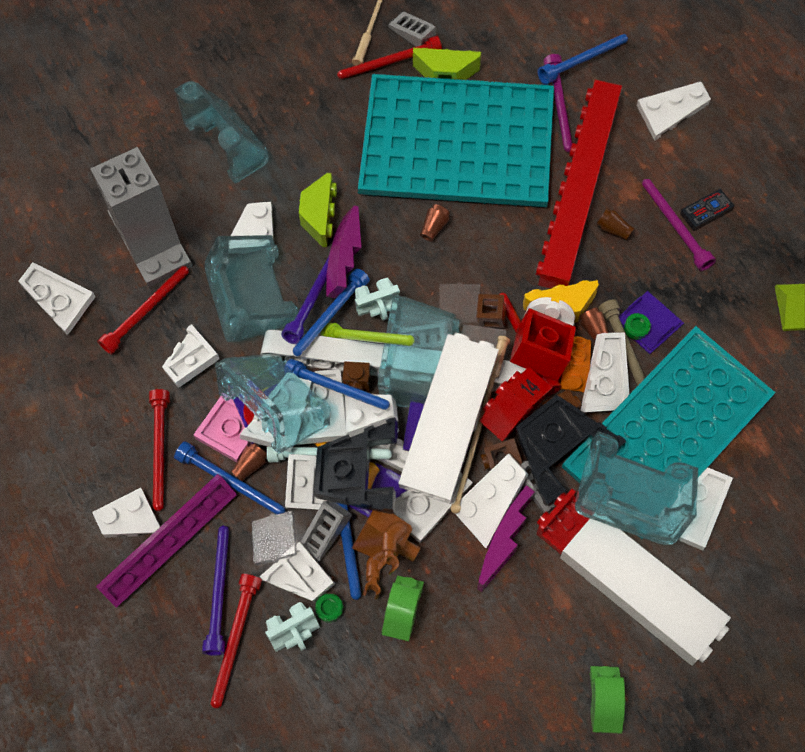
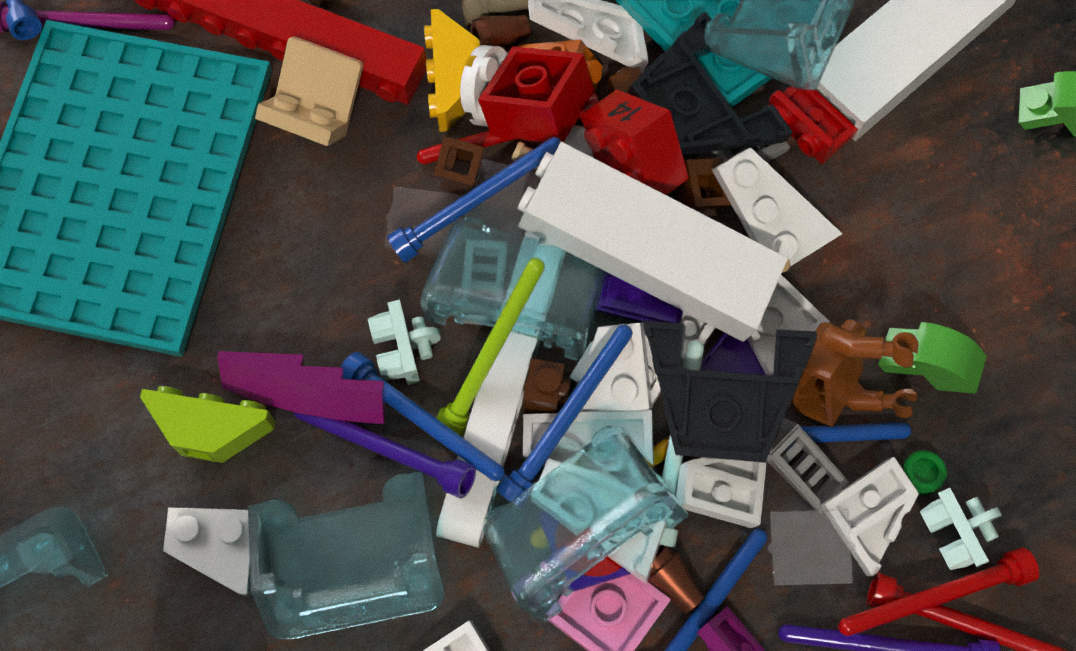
camera: 85 degrees left, 5 degrees up
(269, 663) = (1015, 568): none -> red piece
(434, 222) = (268, 237): copper cone -> none
(440, 293) = (409, 240): none -> blue piece
(502, 546) = (847, 209): magenta slope -> none
(525, 229) = (313, 92): none -> tan bracket

